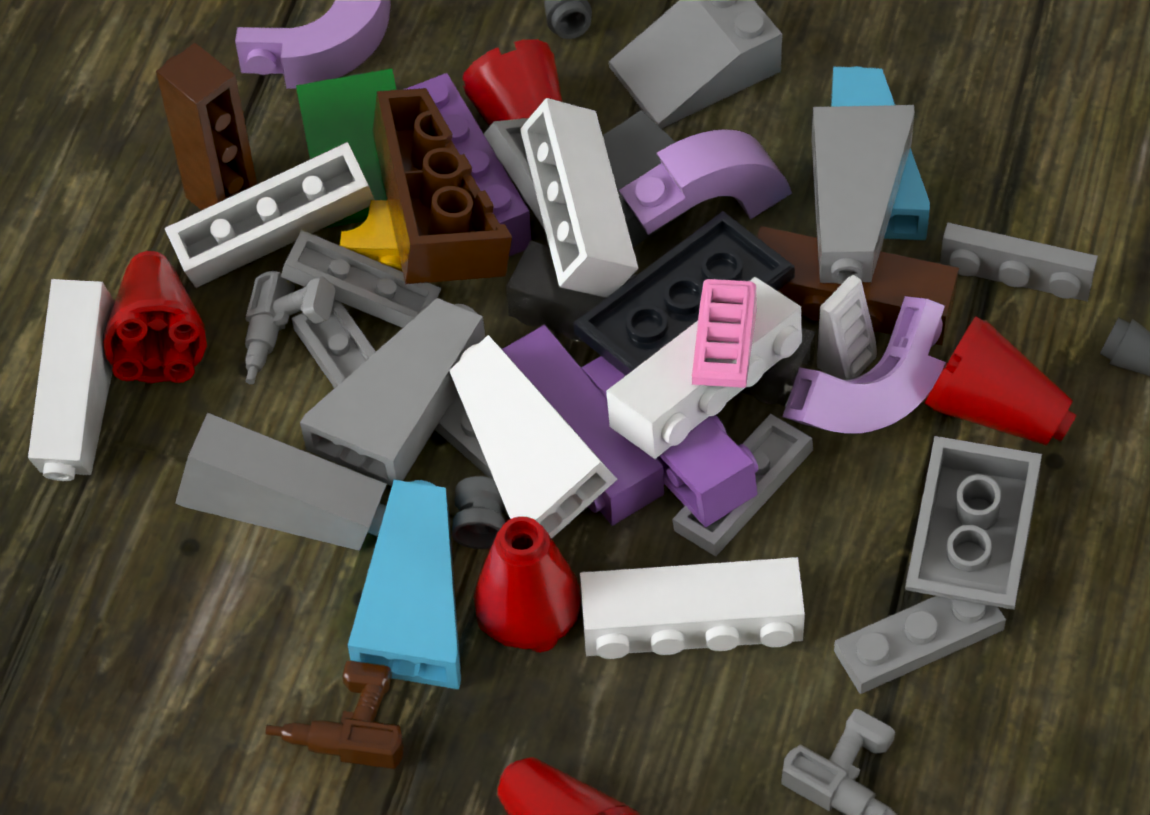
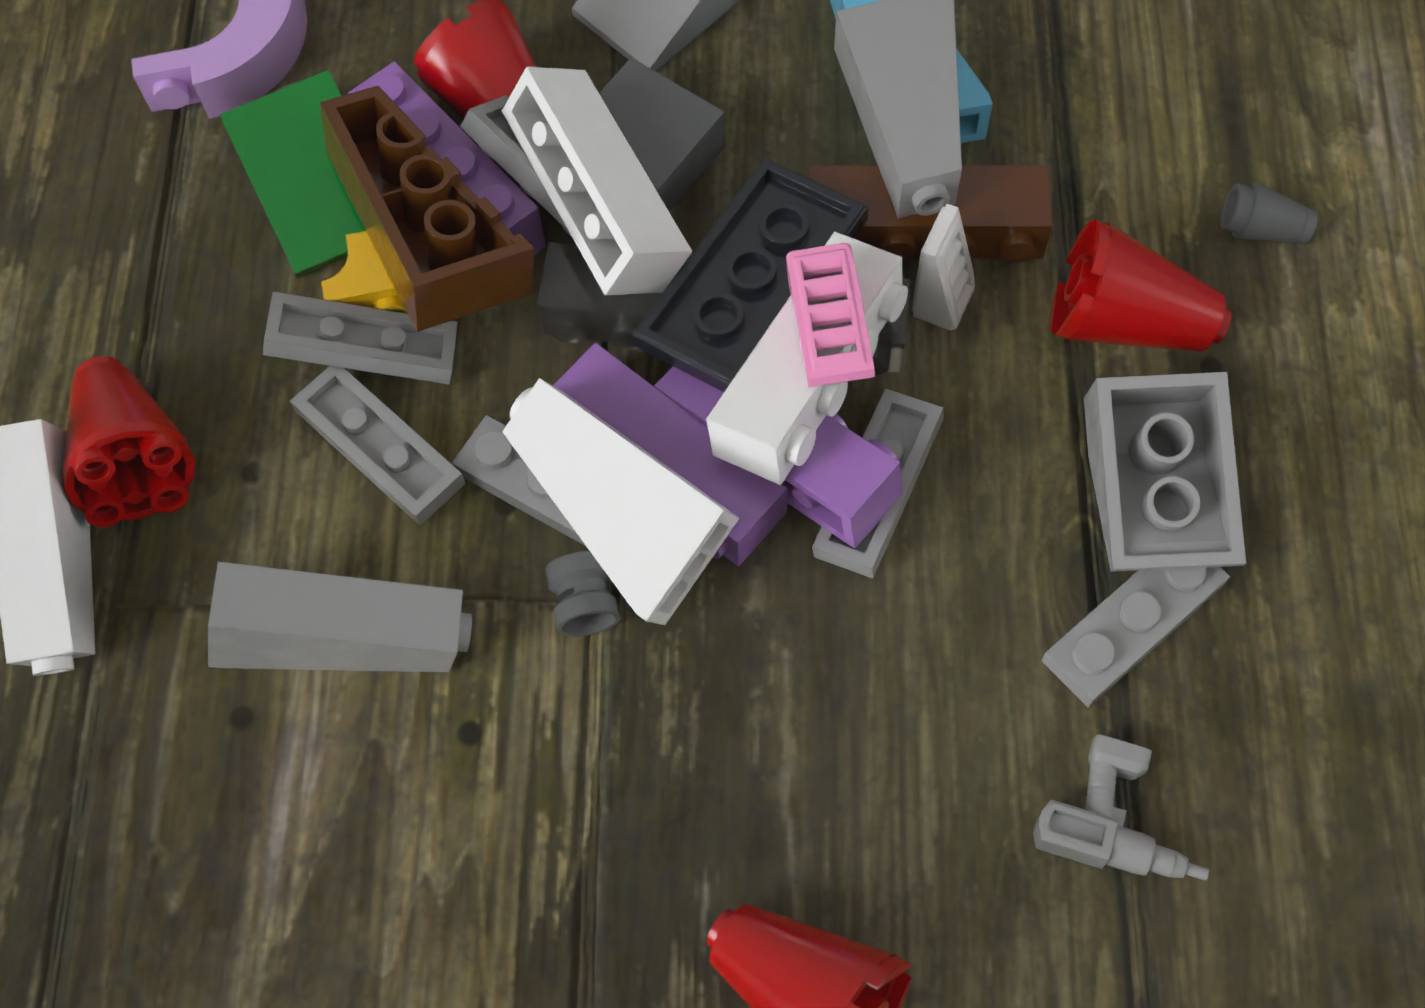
camera: 15 degrees left, 10 degrees up
(206, 127) = (125, 196): reddish brown brick -> none
(270, 215) = (228, 281): white brick -> none
(270, 308) = (261, 396): light grey piece -> none
(357, 736) = (512, 924): reddish brown piece -> none
(396, 397) = (445, 476): light grey slope -> none
(409, 591) = (528, 727): medium azure slope -> none
(526, 588) = (668, 686): red cone -> none
(692, 607) = (869, 654): white brick -> none
(702, 169) = (722, 116): lavender arch -> none
(886, 391) = (1010, 328): lavender arch -> none
(1018, 262) = (1103, 142): light grey plate -> none

